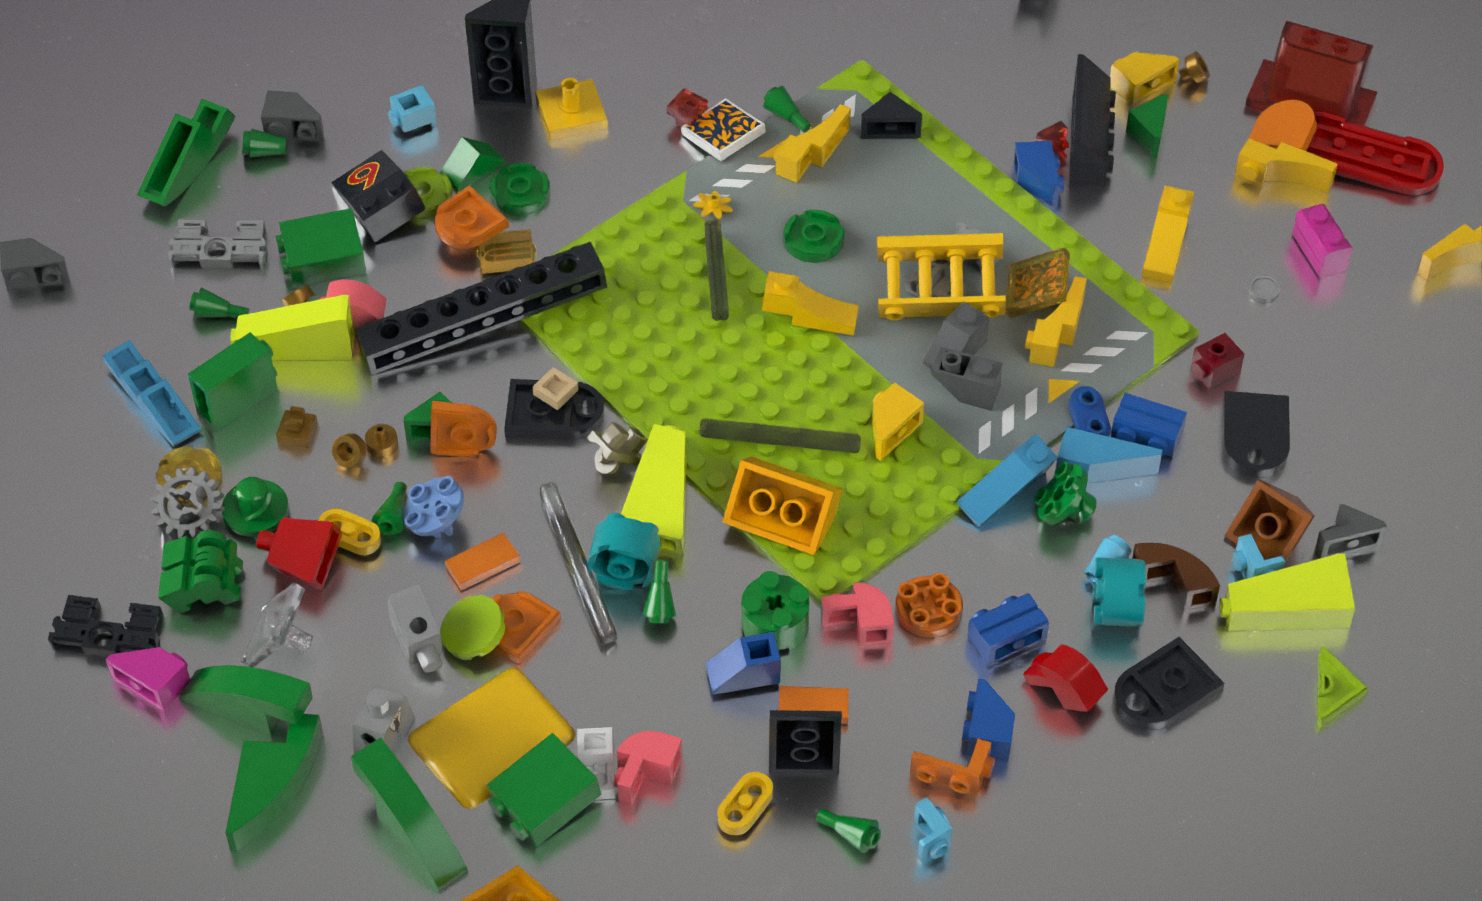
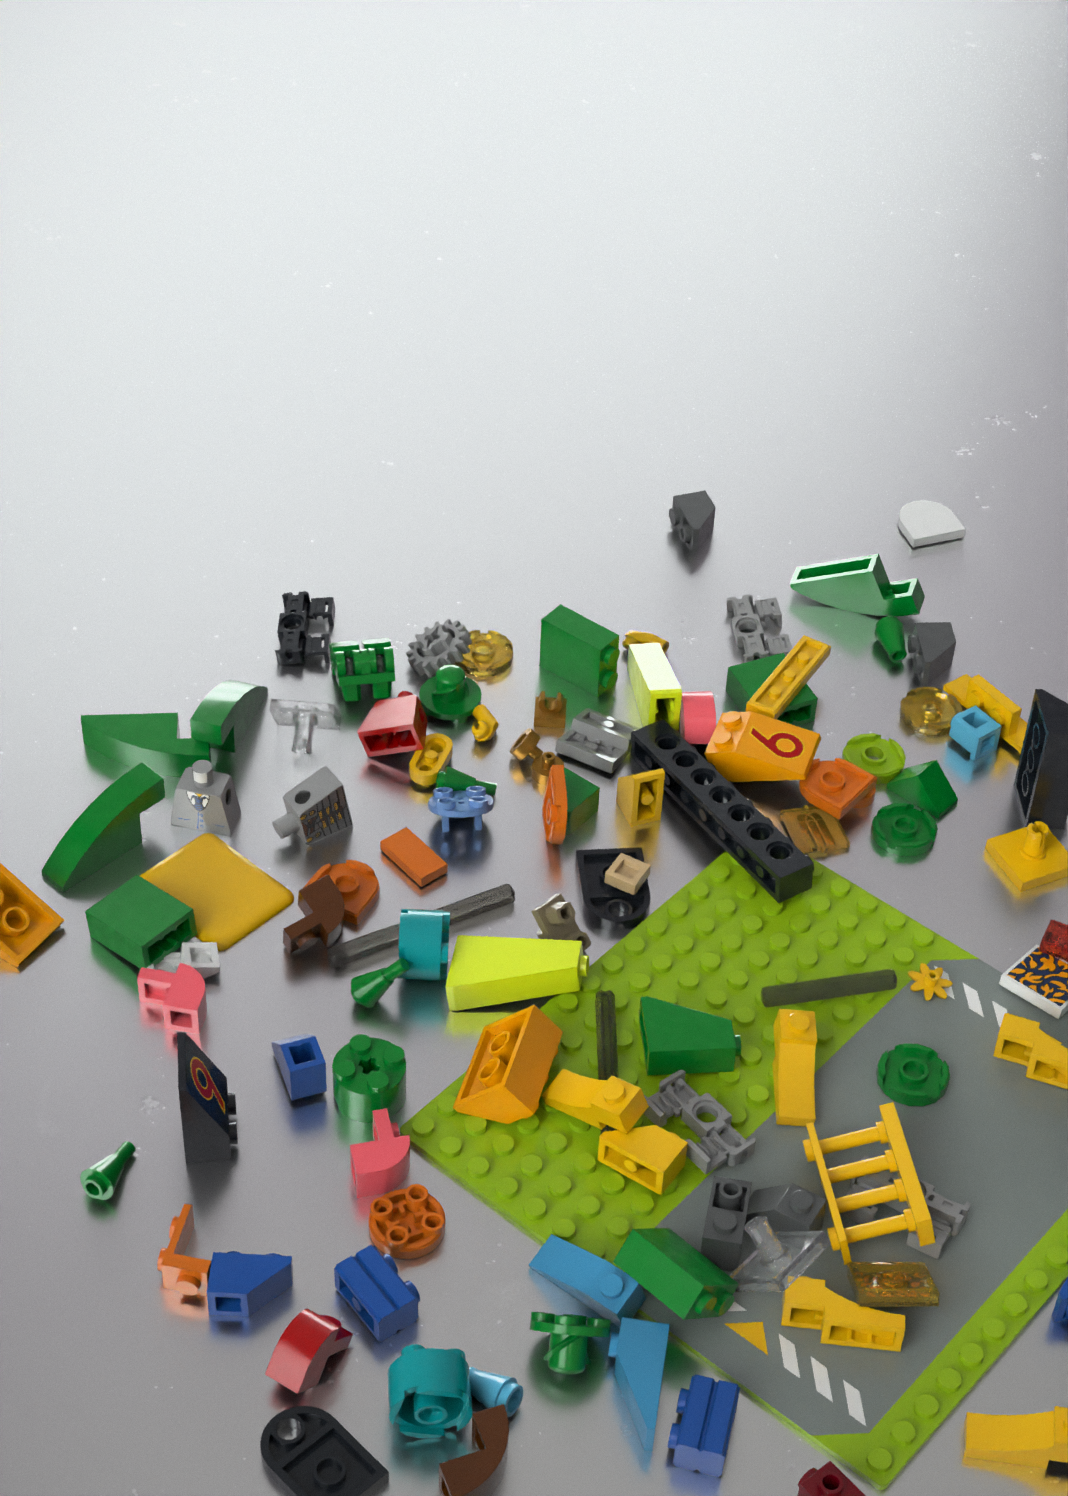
camera: 80 degrees right, 10 degrees down
(87, 84) = (928, 523): none -> white tile
(150, 674) = (252, 657): dark pink slope -> none
(151, 393) = (585, 601): dark azure slope -> none
(208, 305) = (679, 632): green cone -> none
(209, 334) = (639, 637): none -> yellow arm
(298, 296) = (700, 683): pearl gold tile -> none
(305, 481) = (487, 724): none -> yellow arm
(323, 222) = (789, 677): none -> yellow tile
(348, 394) = (597, 740): none -> light grey slope
(366, 126) = (915, 716): none -> clear yellow tile
(376, 91) = (994, 703): none -> yellow bracket
(379, 195) = (847, 720): black slope -> none
(412, 261) = (760, 748): none -> light orange slope
(446, 363) = (641, 796): none -> yellow slope
(473, 627) = (326, 851): lime tile -> none
(565, 631) = (323, 917): none -> reddish brown brick
(743, 805) = (140, 1083): yellow plate -> none
(765, 376) = (685, 1039): none -> green slope
(815, 699) = (265, 1130): orange tile -> none
(840, 437) = (597, 1101): none -> yellow slope
(879, 368) = (714, 1147): none -> light grey piece
(936, 829) = (106, 1240): medium azure bracket -> none
(1016, 344) = (777, 1257): none -> clear tile
(1024, 411) = (676, 1273): none -> green brick
(1089, 414) = (708, 1360): blue plate -> none

